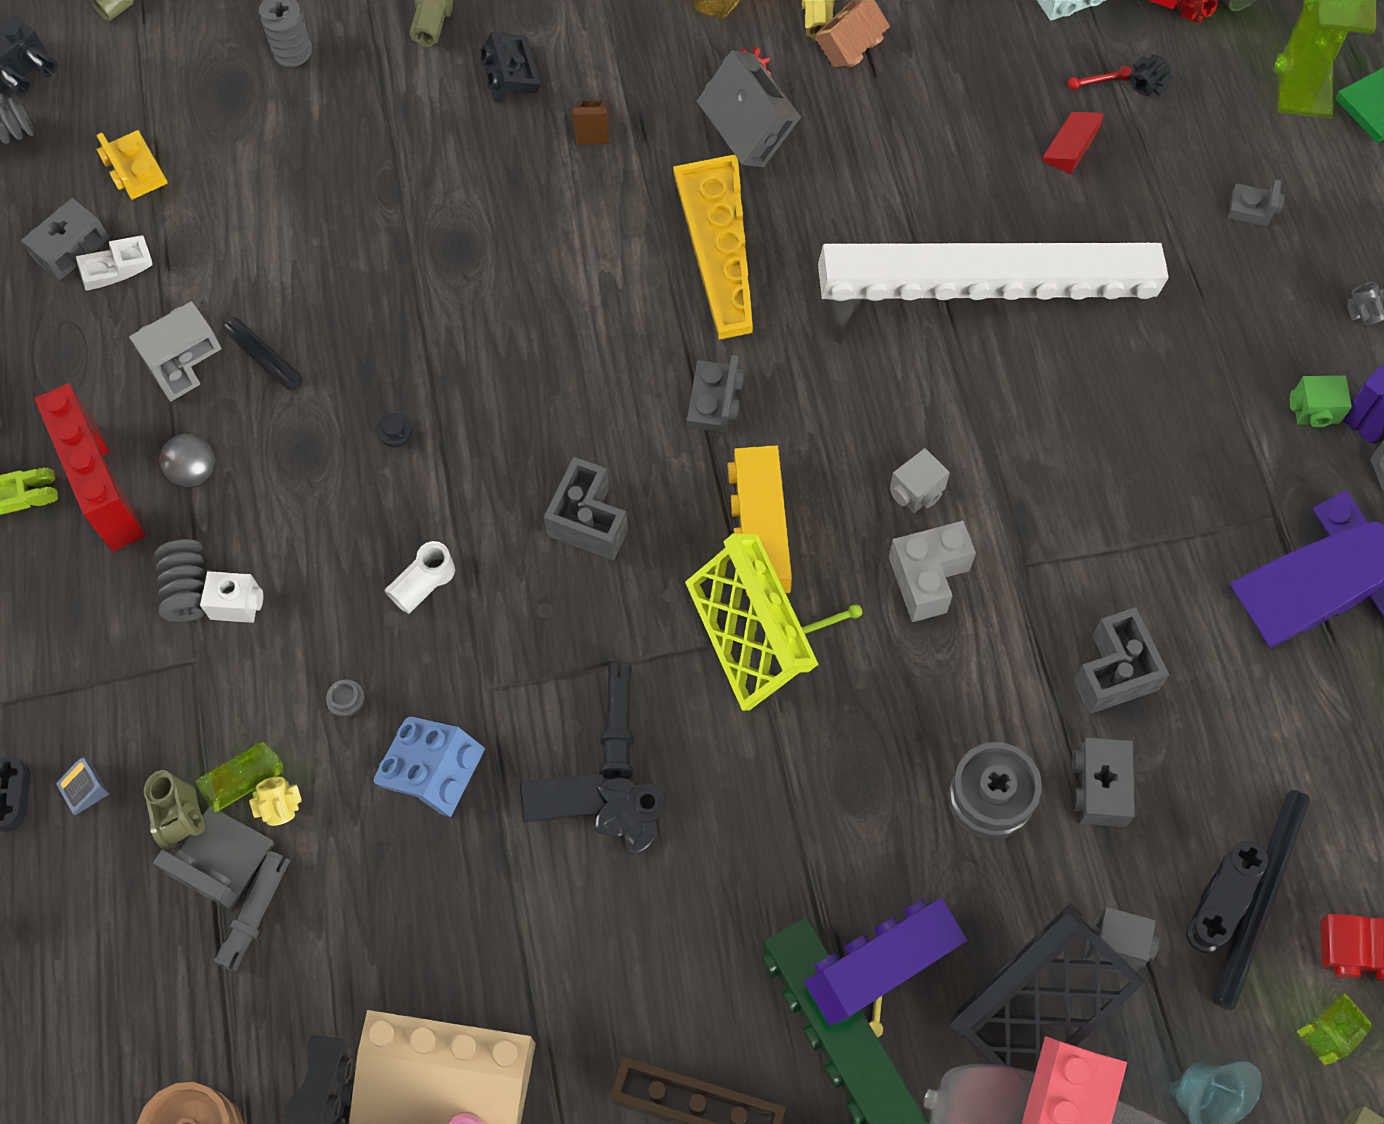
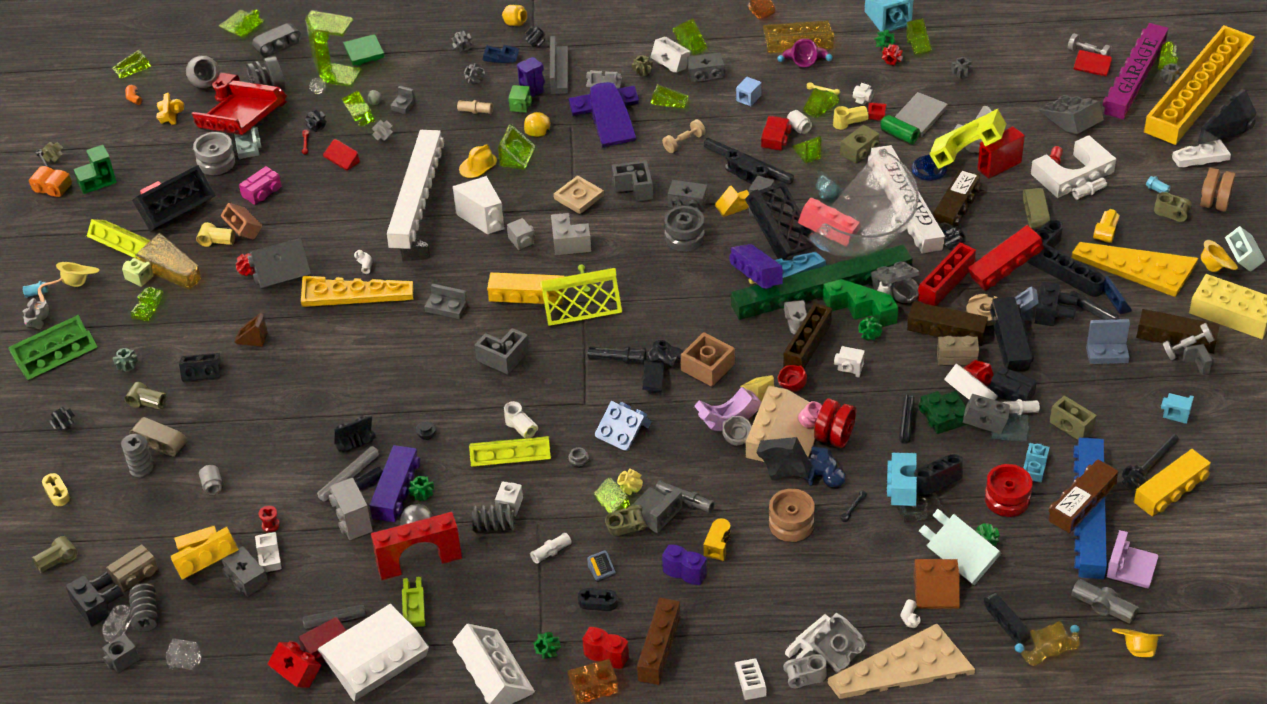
camera: 80 degrees left, 20 degrees down
(68, 944) = (684, 564): none -> dark purple brick
(72, 92) = (132, 568): none -> dark tan brick
(74, 162) = (214, 549): none -> yellow arch
(121, 690) = (550, 548): none -> white pin
(140, 988) = (715, 541): none -> yellow leg
(172, 239) = (267, 521): none -> red bush
(249, 451) = (421, 488): none -> green gear
(258, 144) = (210, 479): none -> light grey brick
(259, 407) = (394, 483): none -> dark purple brick
(288, 335) = (350, 471): none -> light grey axle
(345, 52) = (160, 436): none -> dark tan beam
(345, 572) = (509, 451): none -> neon yellow fence
(359, 318) = (345, 431): none -> black hinge
(420, 987) = (736, 430): none -> light grey hair
(467, 960) = (743, 404): none -> lavender arch
(554, 1014) = (759, 385): none -> light yellow slope
(581, 1086) = (792, 378): none -> red hair
(608, 898) = (708, 359): none -> medium nougat brick
(785, 1067) = (795, 314): none -> light grey piece
(804, 242) = (364, 259): none -> white arm
(920, 1033) = (801, 263): none -> dark azure wing
(957, 37) = (260, 185): none -> dark pink brick
(972, 392) = (479, 205): none -> white slope
(1061, 566) = (578, 194): none -> tan plate
(1113, 883) = (732, 202): none -> yellow slope
(1116, 368) = (478, 162): none -> yellow piece
(1153, 184) = (382, 130): none -> light grey gear
(1163, 421) = (515, 149): none -> clear neon green slope
(1207, 134) = (358, 108): none -> clear neon green hinge
(1248, 153) = (374, 97): none -> light grey hinge
(1255, 57) = (317, 86): none -> clear plate
(1257, 449) = (536, 124): none -> yellow hair
(1274, 327) = (475, 107): none -> tan pin
(1300, 745) = (697, 129): none -> tan wheel

